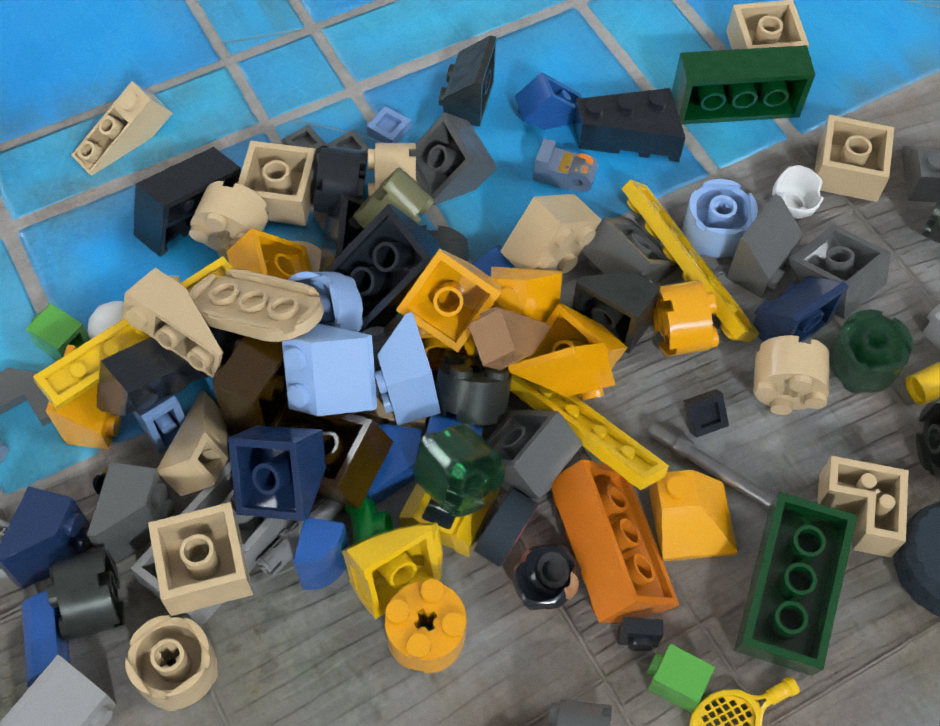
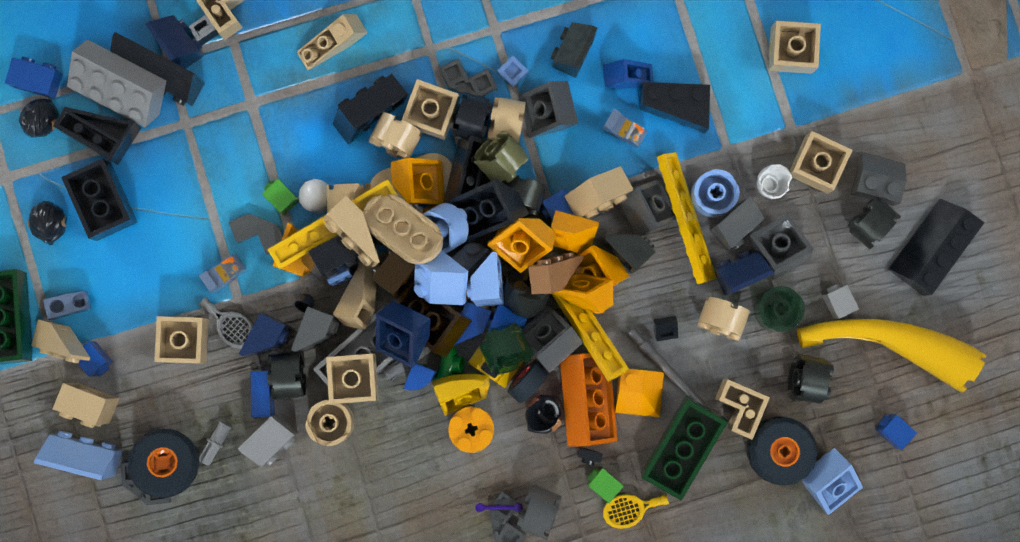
camera: 10 degrees right, 25 degrees up
(685, 318) = (669, 265): light orange brick -> none
(742, 84) = (762, 89): dark green brick -> none

